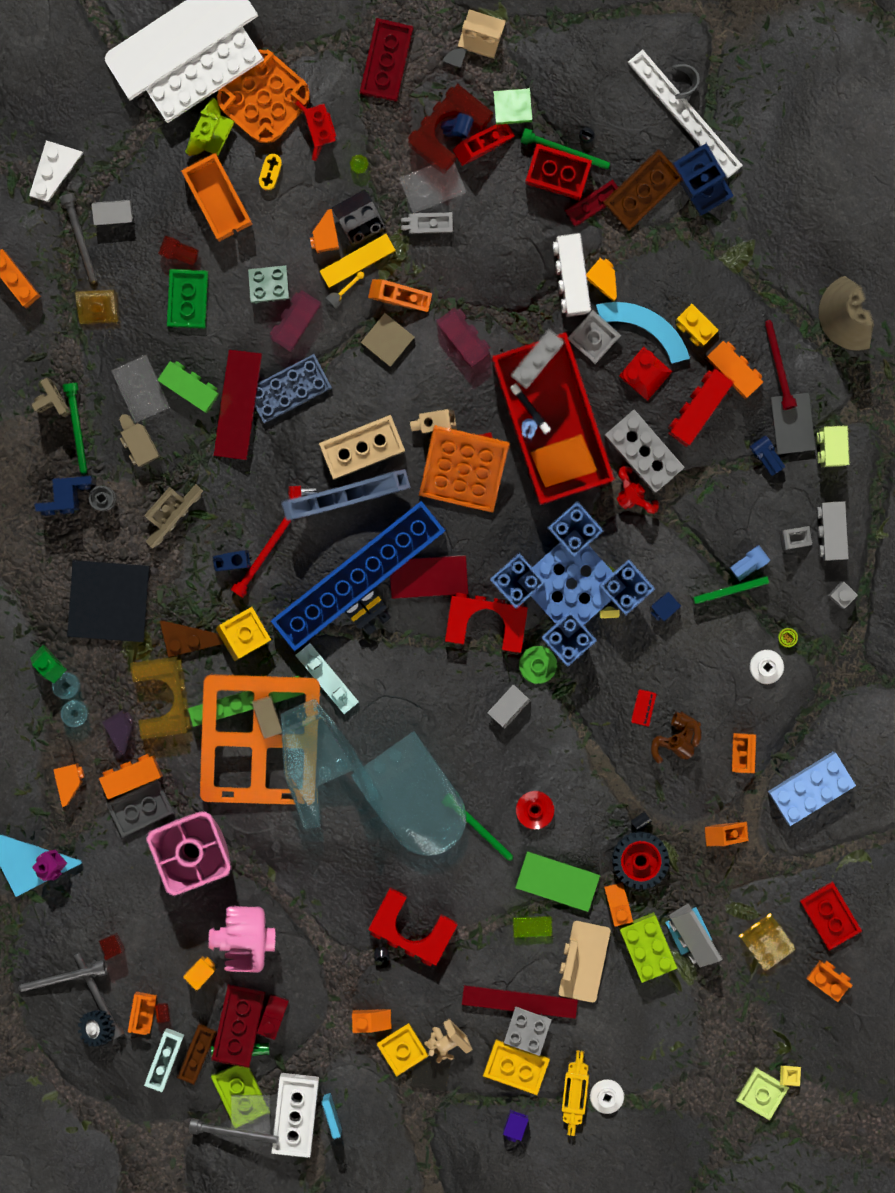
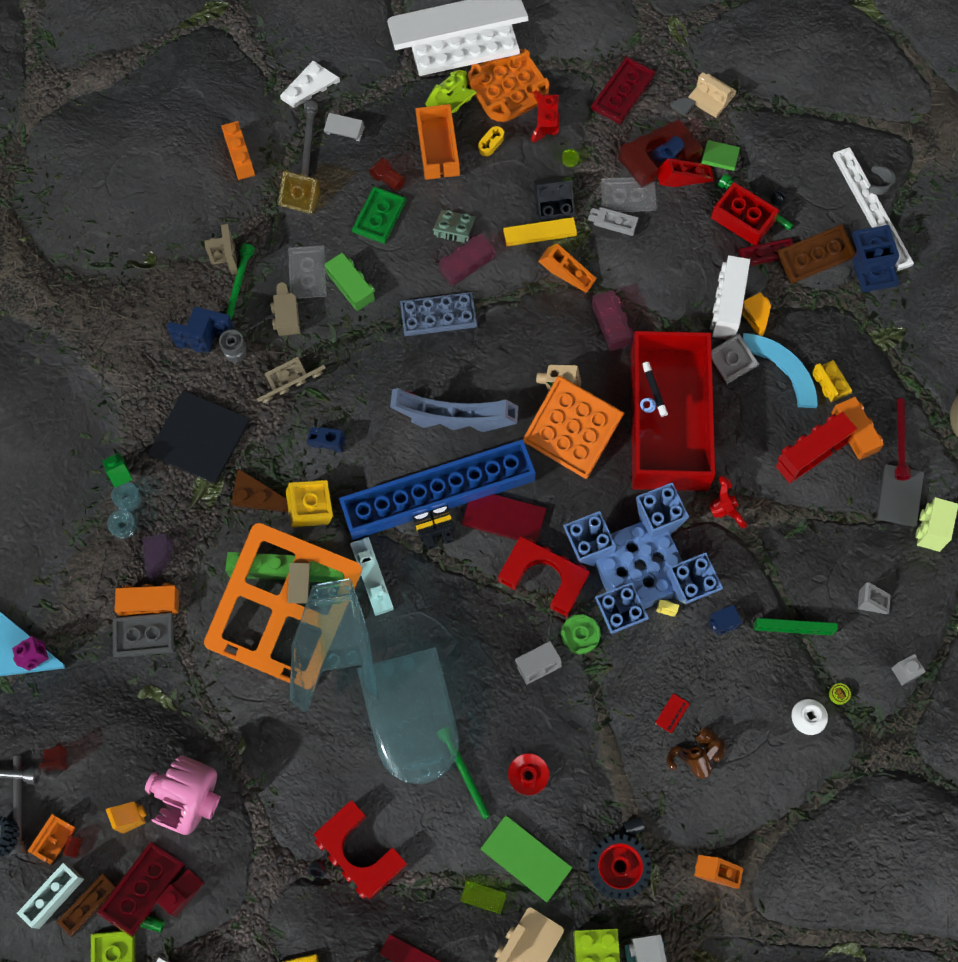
camera: 25 degrees right, 20 degrees down
(68, 781) = (86, 584): orange slope -> none
(175, 720) = (210, 563): clear yellow arch -> none
(175, 867) = (154, 670): bright pink piece -> none
(237, 404) = (387, 311): dark red window -> none
(241, 587) = (324, 466): red piece -> none
(325, 234) = (519, 200): orange slope -> none
(334, 299) = (508, 254): hinge -> none
(350, 441) = (485, 390): tan brick -> none
(371, 1020) = (279, 935): orange slope -> none
(387, 339) = (542, 302): dark tan tile -> none
(537, 359) = (677, 342): light grey brick -> none
(563, 461) = (670, 446): orange tile -> none
(618, 904) = (581, 906): orange slope -> none
(645, 373) = (770, 405): red slope -> none
(657, 451) = (756, 461): light grey brick -> none
(743, 753) = (762, 793): orange hinge -> none
(752, 561) = (827, 606): medium blue piece -> none
(764, 451) = (867, 511): dark blue piece -> none
(811, 788) = (823, 855): light blue brick -> none
(833, 531) = (914, 605): light grey brick -> none

